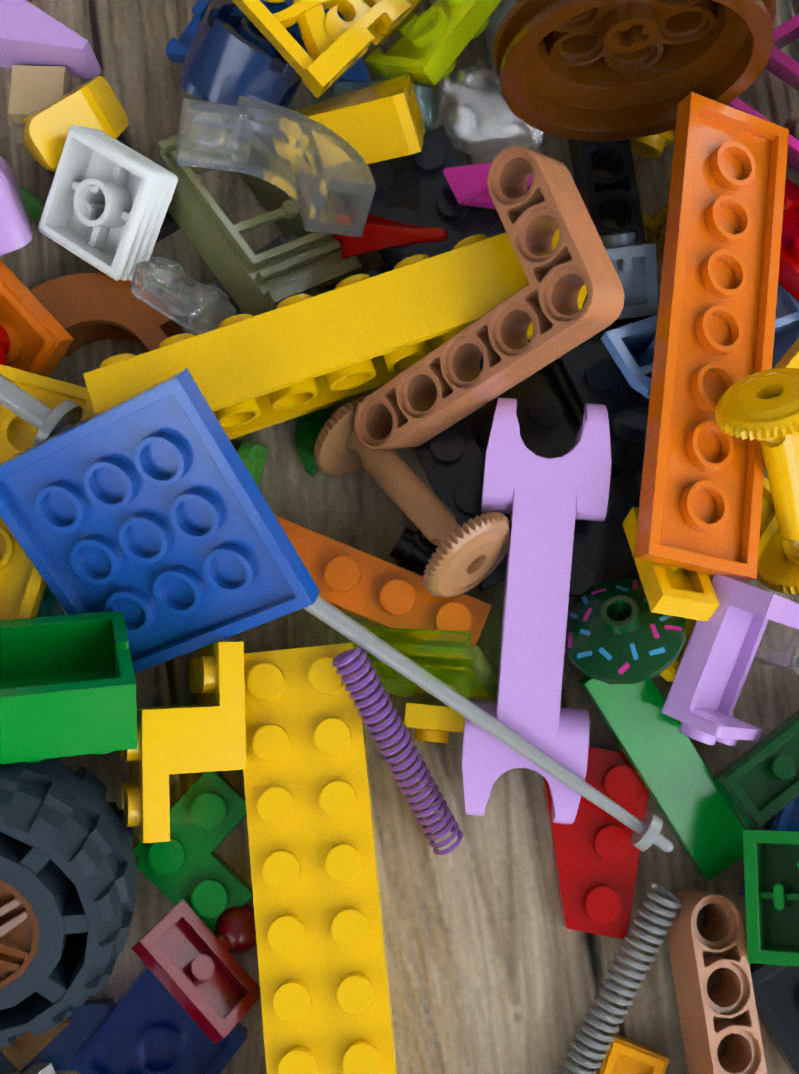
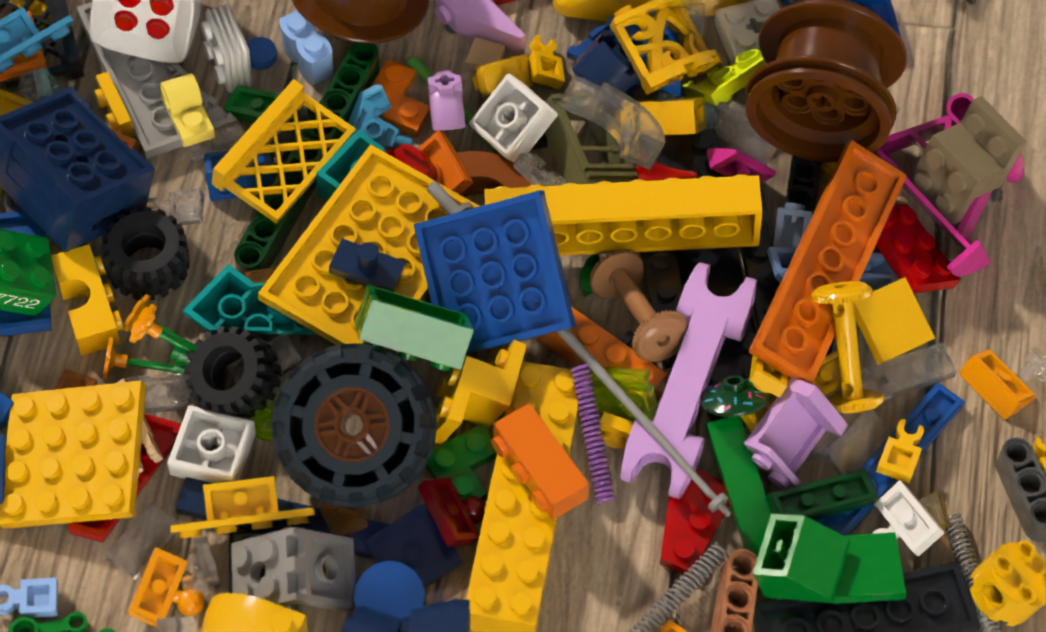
camera: 15 degrees right, 20 degrees down
(138, 87) = (543, 65): none -> yellow plate
(327, 869) = (539, 462): none -> orange brick
(406, 409) = (713, 229): nougat beam -> none

